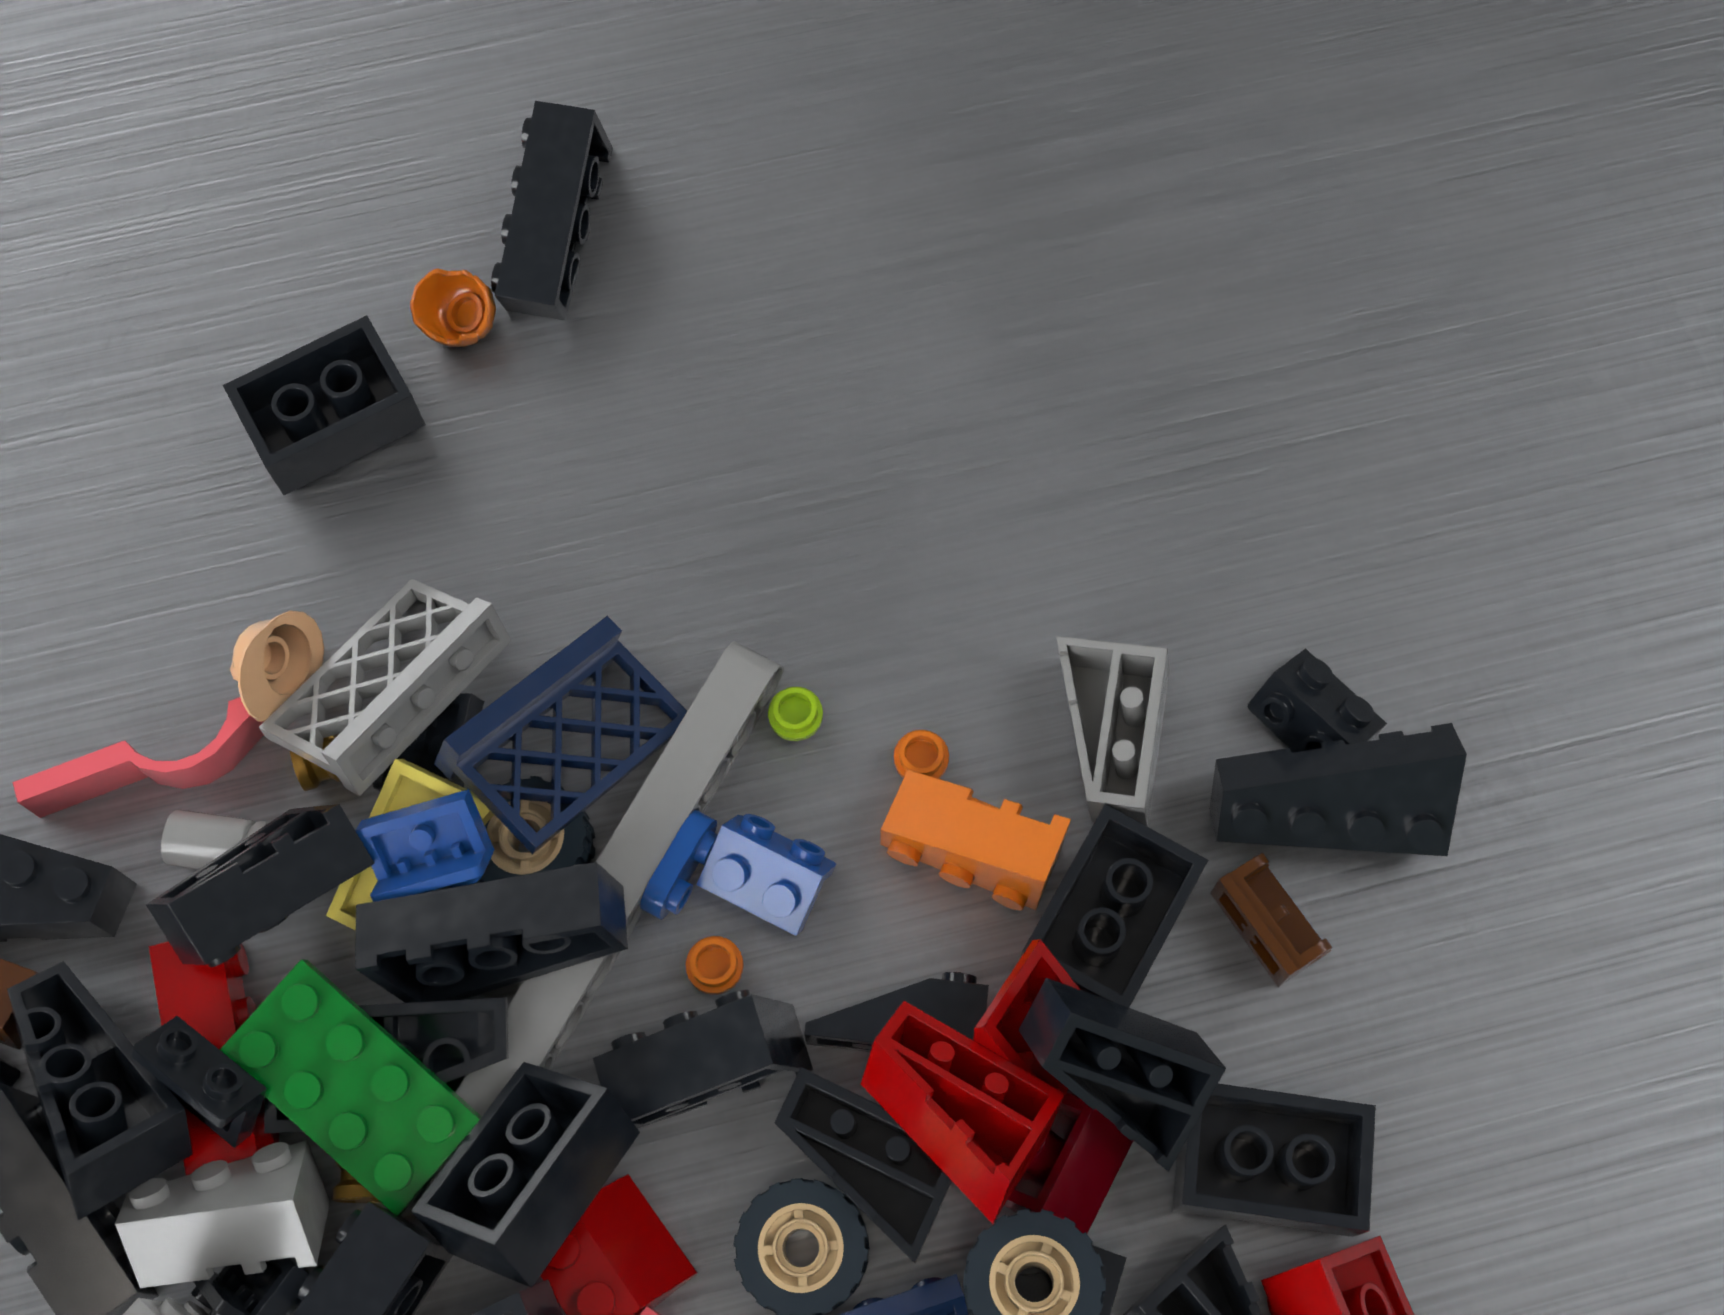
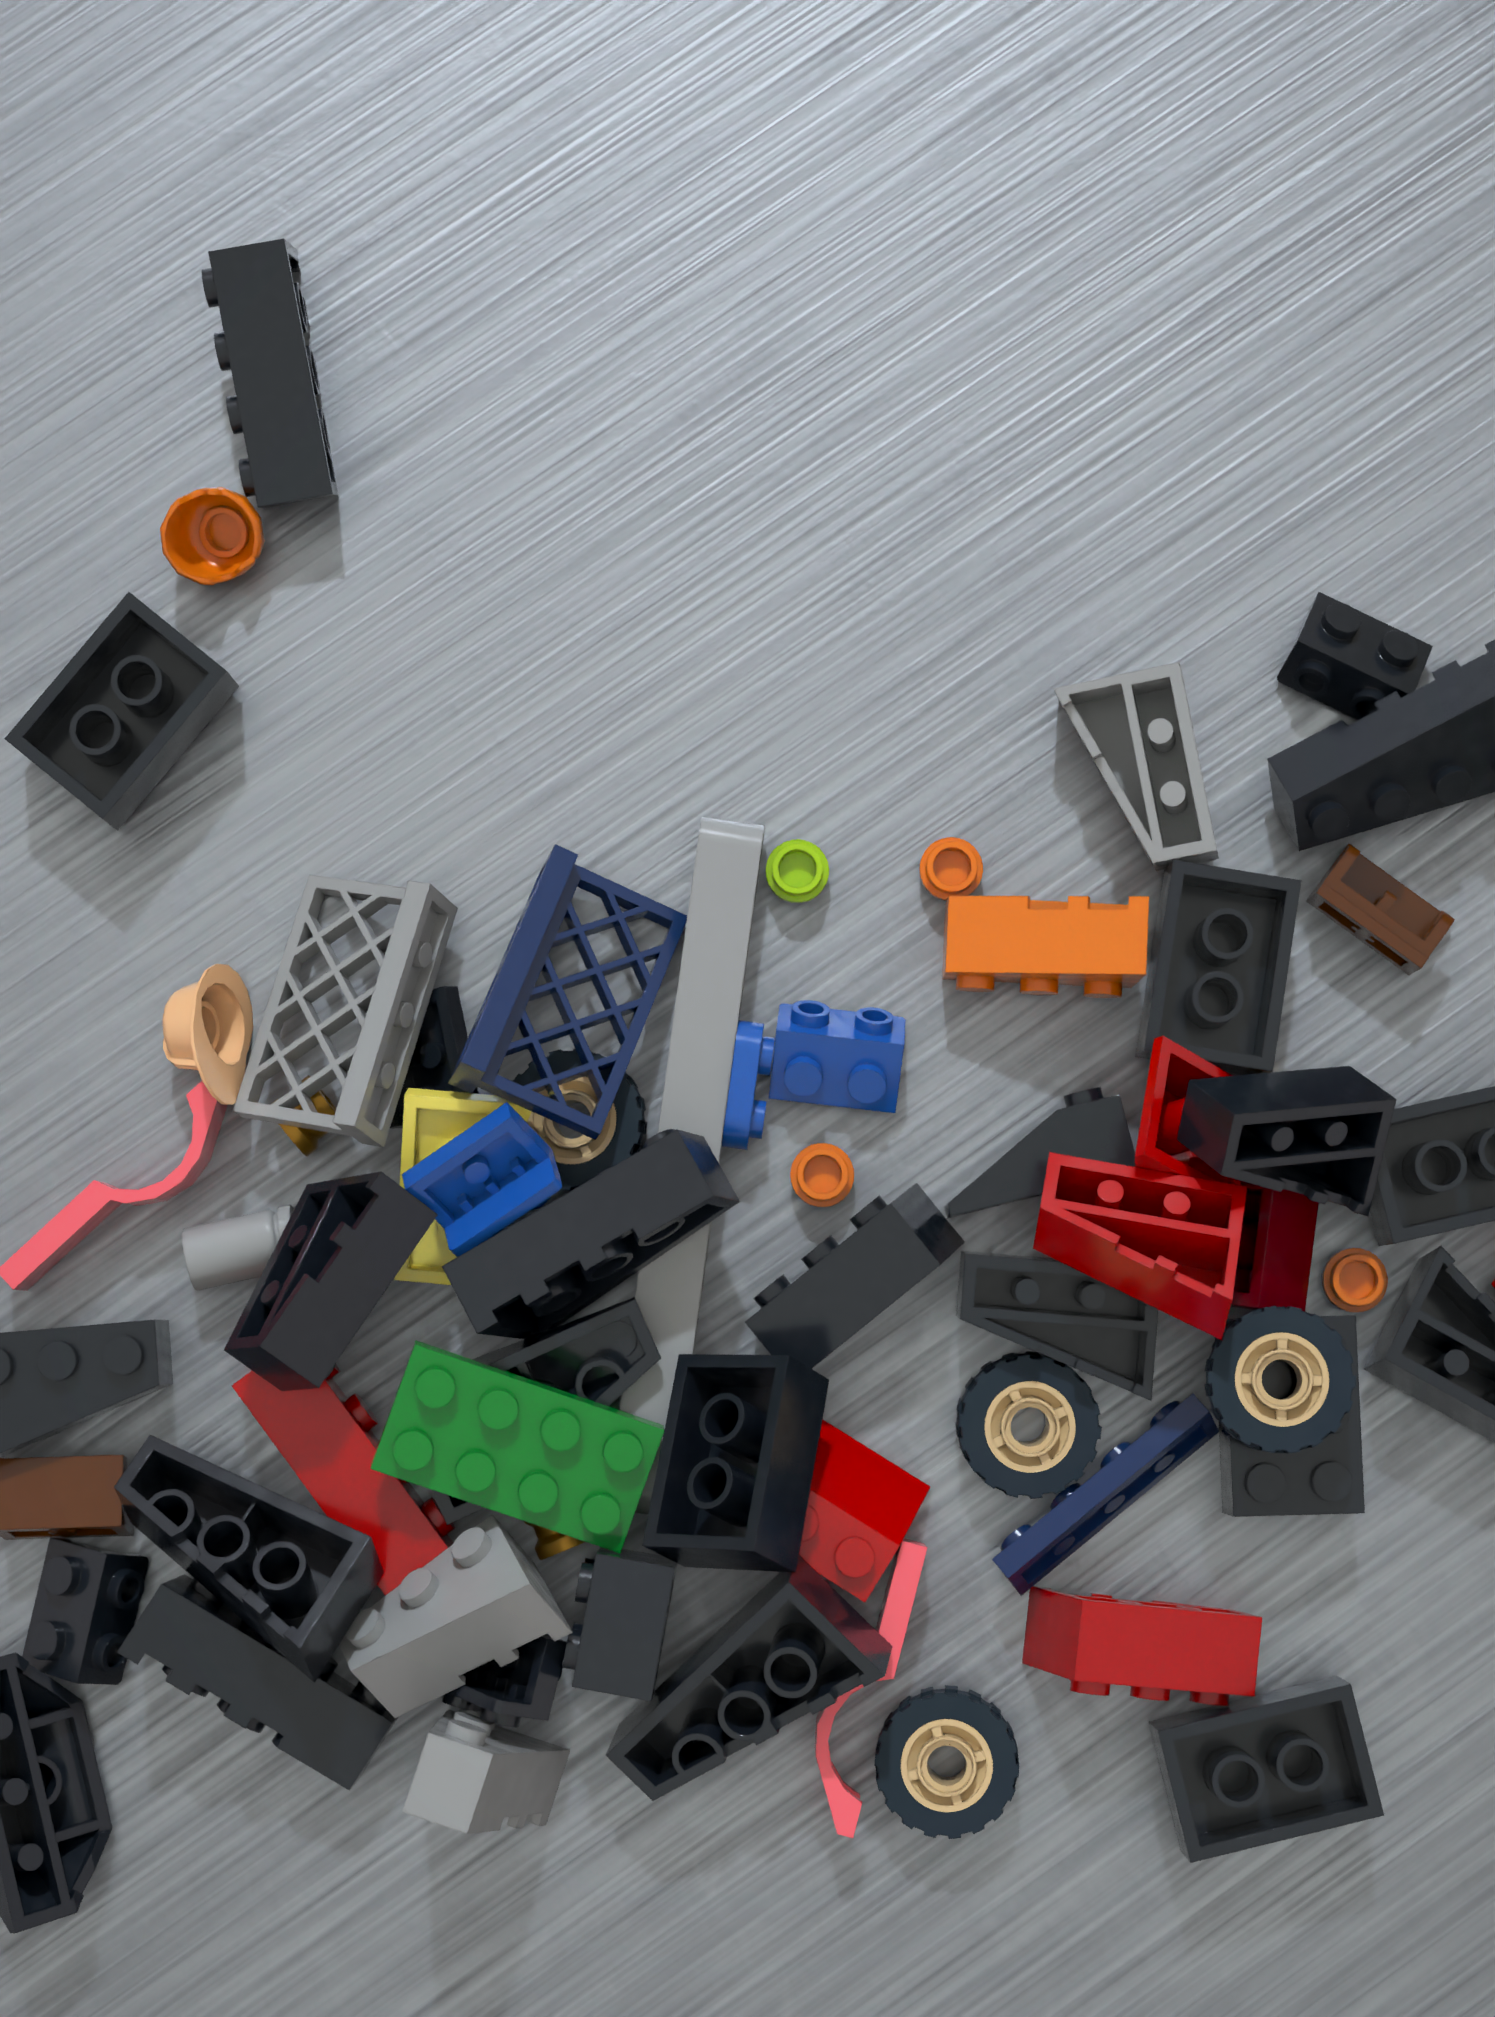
camera: 20 degrees left, 15 degrees up
(203, 1079) = (368, 1498): black bracket -> none
(1140, 1233) = (1354, 1280): none -> orange plate

